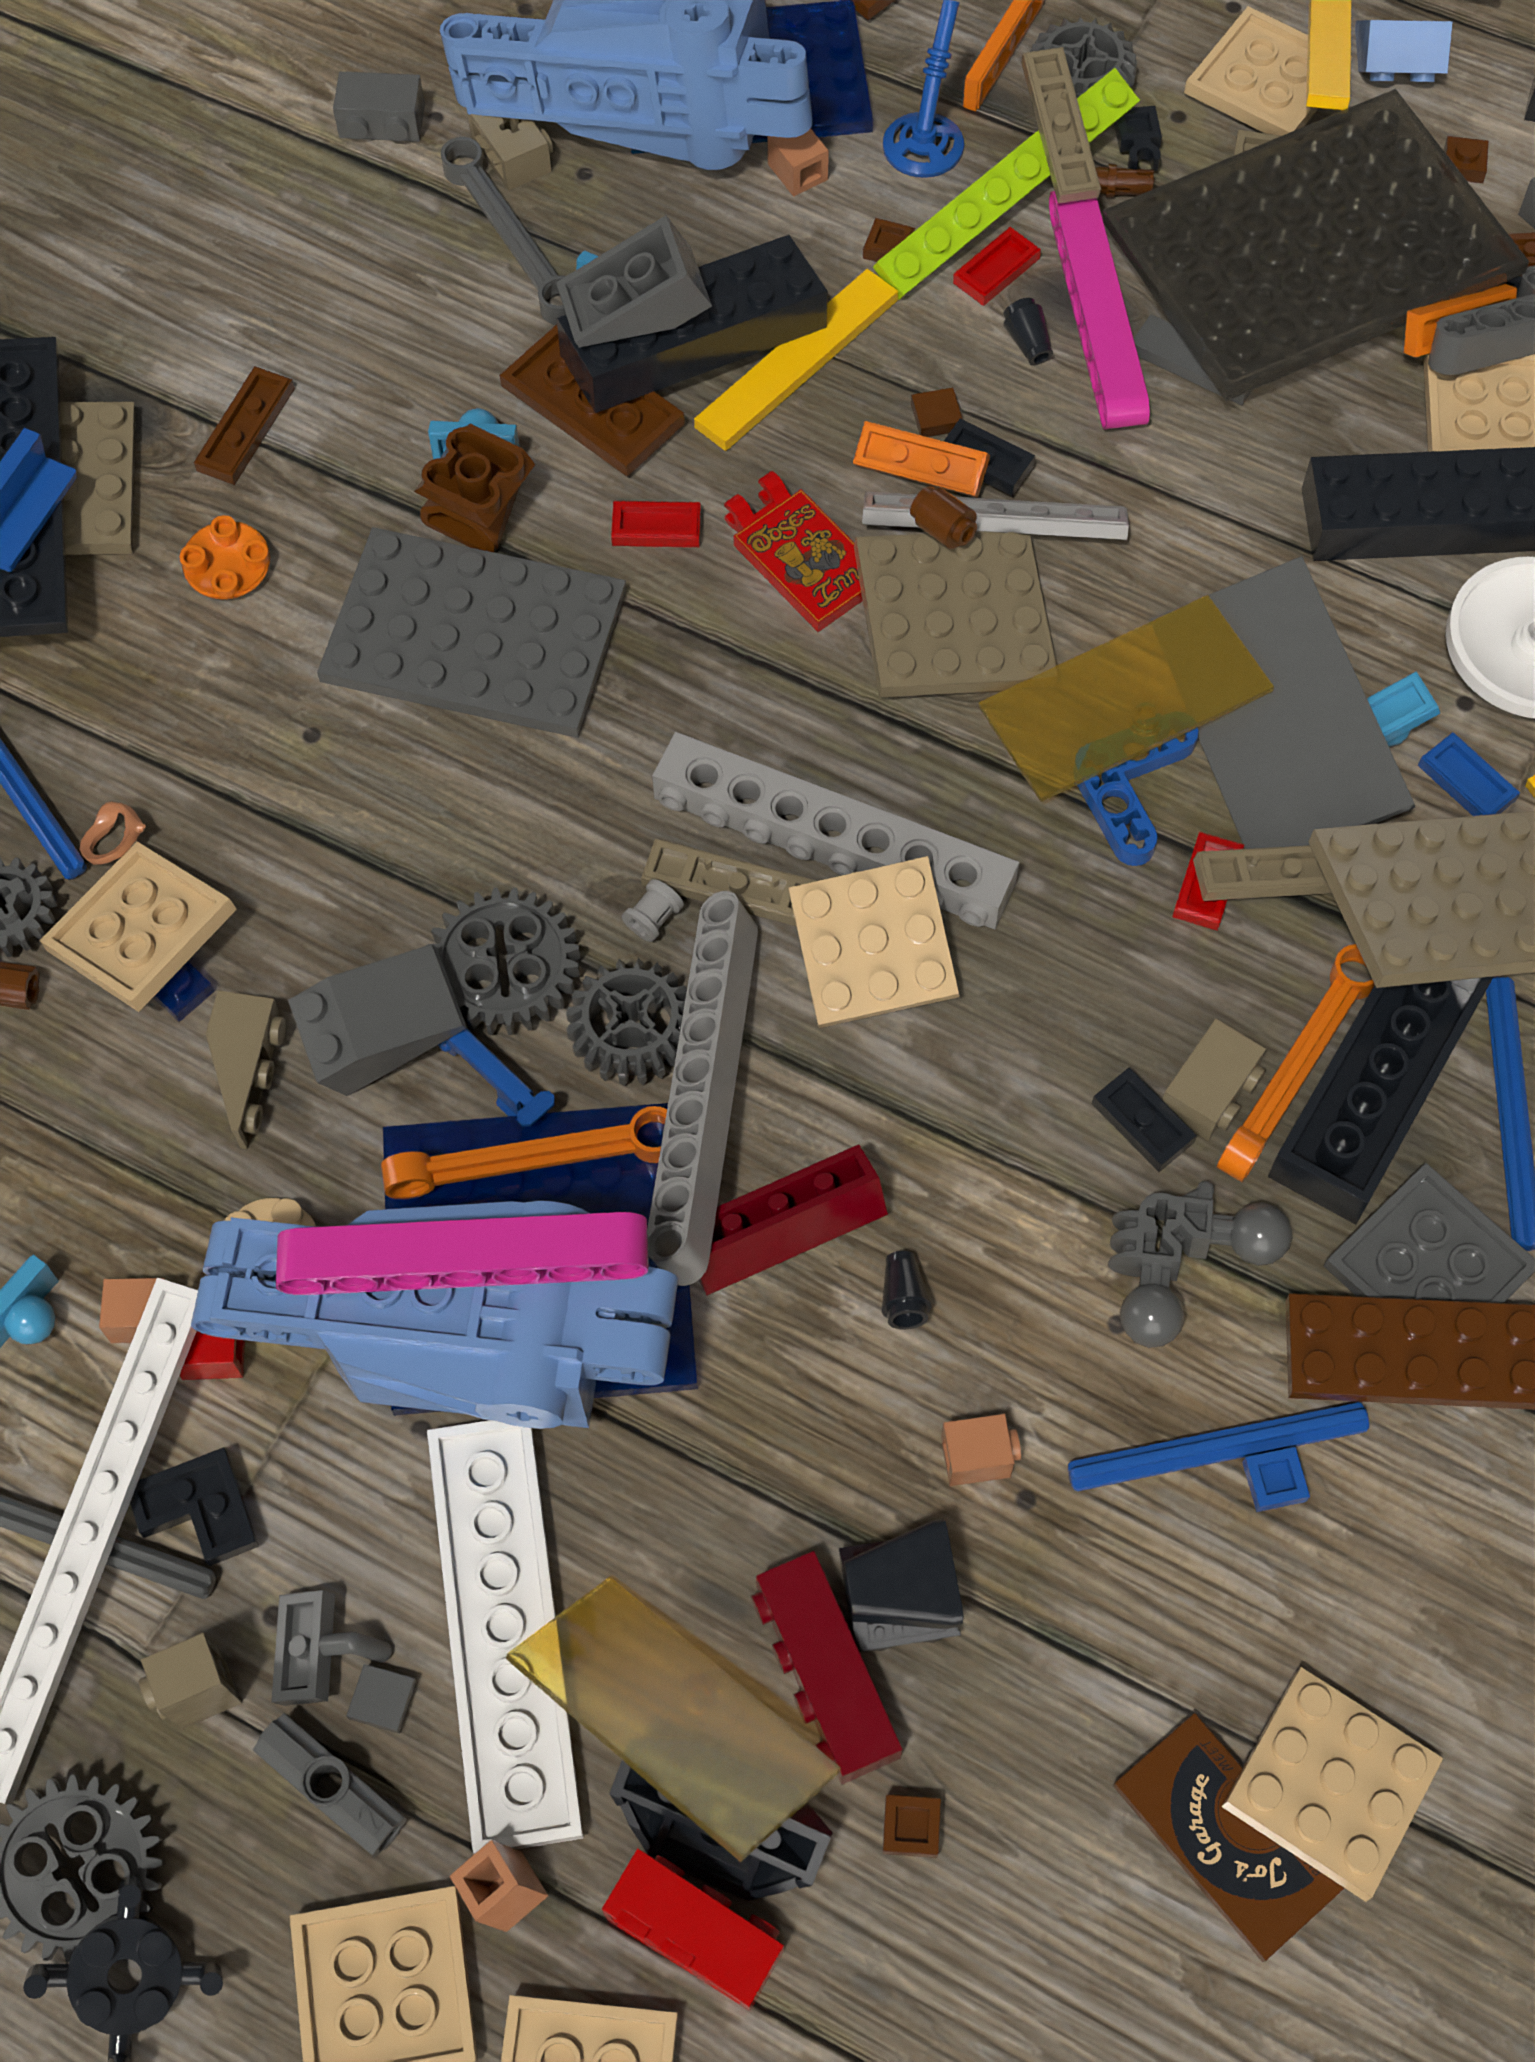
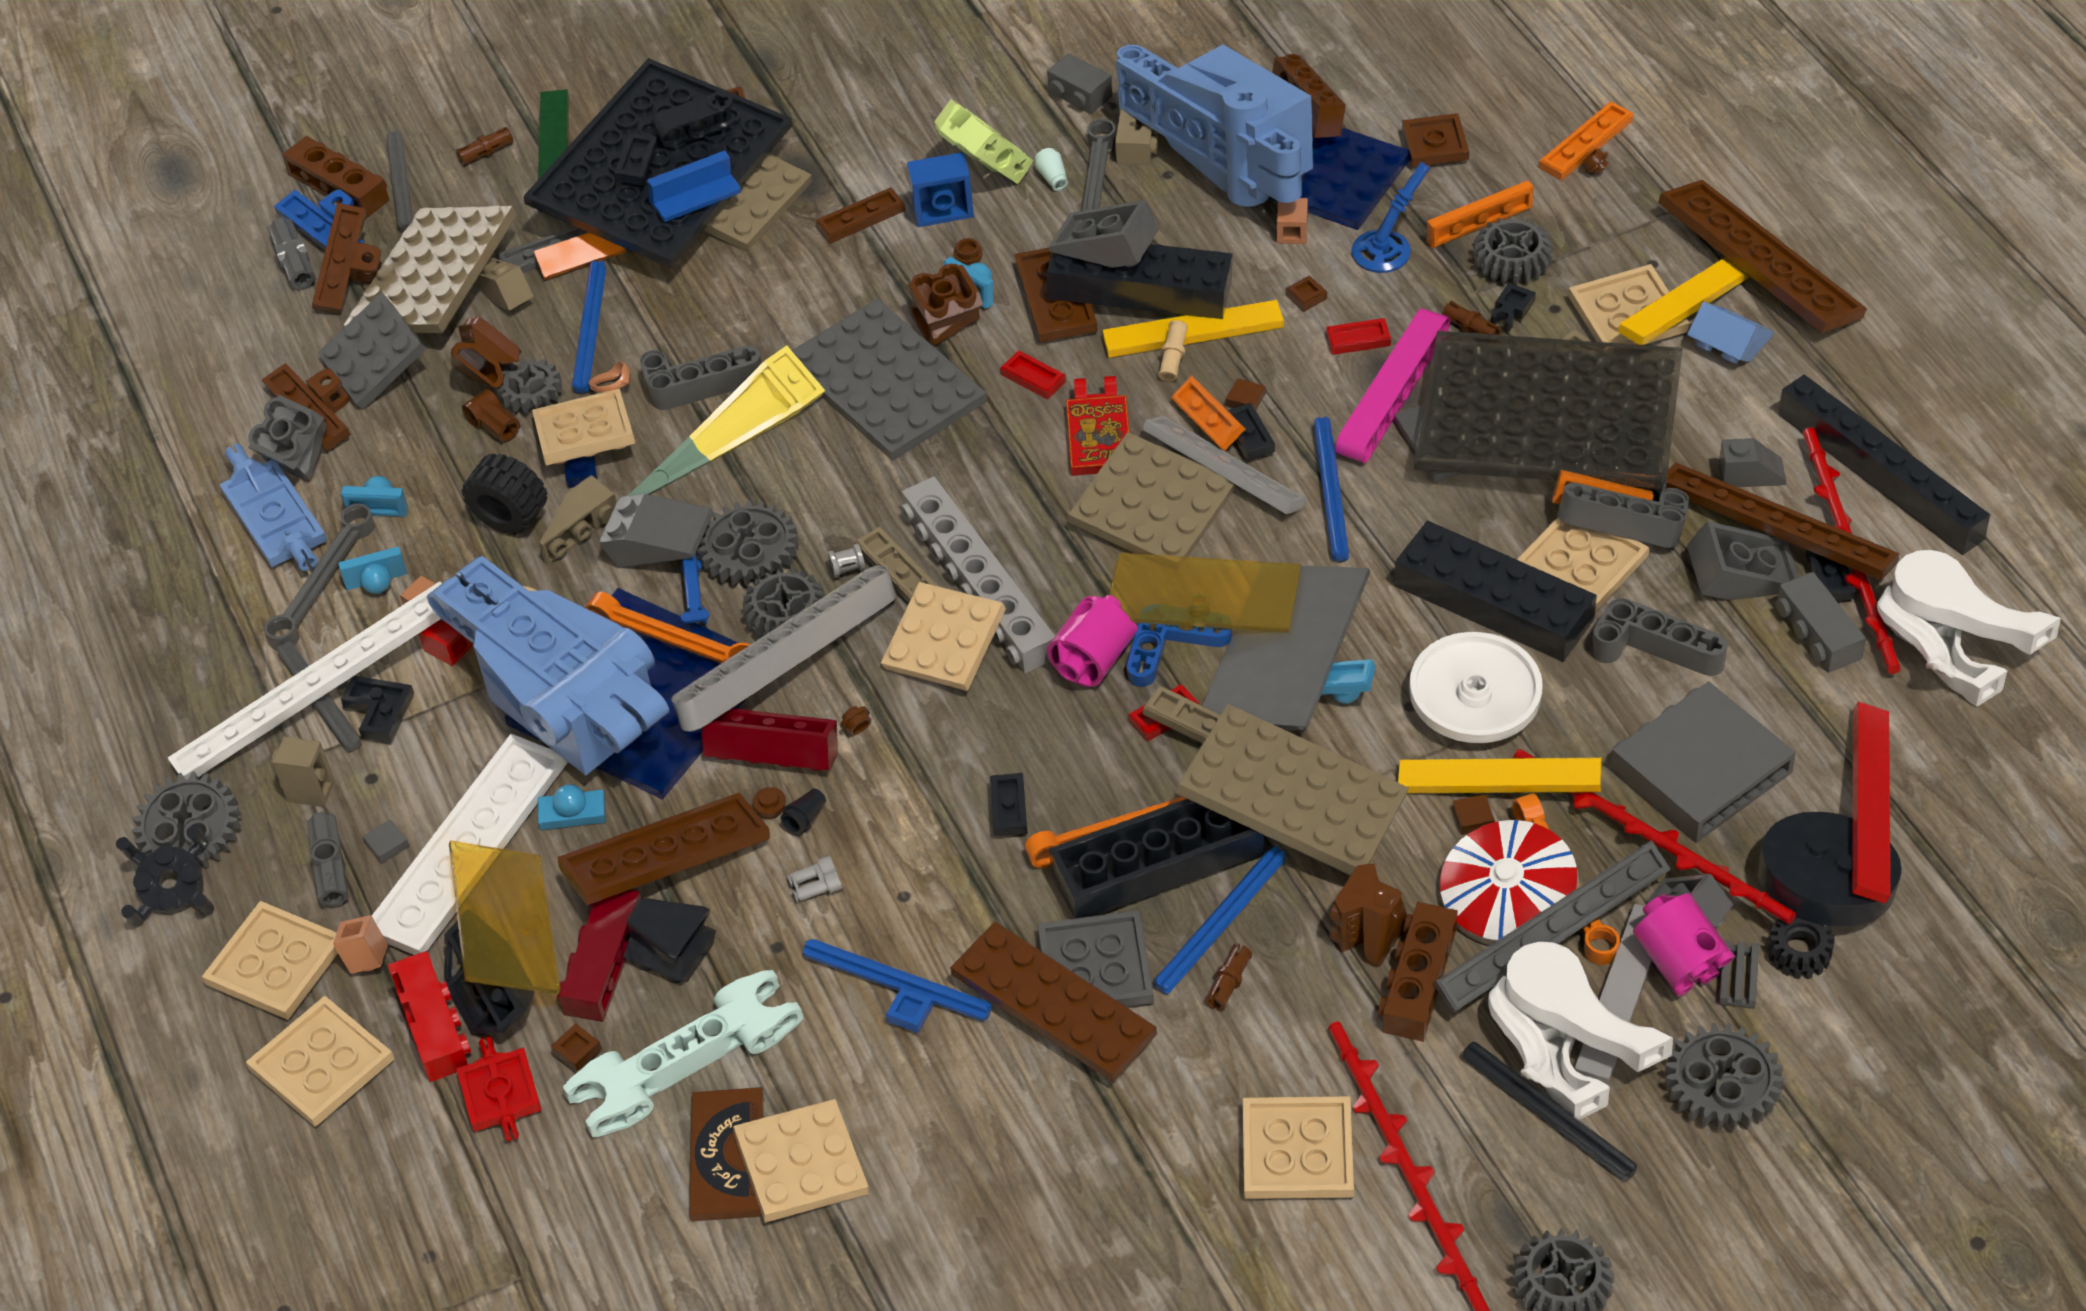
camera: 40 degrees right, 15 degrees down
(124, 1089) = (504, 493): none -> black tyre
(225, 559) = (788, 276): orange dish -> none
(274, 718) = (698, 378): none -> dark grey beam
(306, 1647) = (374, 790): dark grey plate -> none
(336, 335) = (940, 189): none -> blue brick
(338, 243) = (981, 142): none -> yellowish green connector
(350, 752) = (761, 402): none -> light yellow plate
(432, 402) = (968, 251): none -> reddish brown plate
(441, 236) = (1051, 167): none -> light aqua cone
(462, 1253) = (567, 626): dark pink beam -> none
(596, 1483) = (571, 808): none -> dark azure tile
(788, 1471) = (663, 848): none -> reddish brown plate
(808, 400) = (1173, 351): none -> tan pin
(846, 1305) = (769, 802): none -> reddish brown plate
(858, 1123) = (855, 720): none -> reddish brown plate
(864, 1960) = (498, 1089): none -> red plate
(944, 517) = (1179, 442): reddish brown brick -> none
(979, 1449) = (769, 903): nougat brick -> none
(995, 192) = (1400, 291): lime plate -> none
(1006, 1358) = (827, 880): none -> light grey piece
(1027, 1833) = (630, 1082): none -> light aqua piece
(1028, 329) = (1339, 377): black cone -> none
(1060, 125) = (1449, 270): dark tan plate -> none
(1064, 841) = (1091, 640): none -> dark pink cylinder
(1142, 478) = (1331, 489): none -> blue axle
(1152, 1311) = (963, 858): dark grey piece -> none
(1214, 1078) = (1064, 804): dark tan brick -> none
(1468, 156) = (1711, 416): reddish brown plate -> none
(1468, 777) = (1369, 741): blue tile -> none

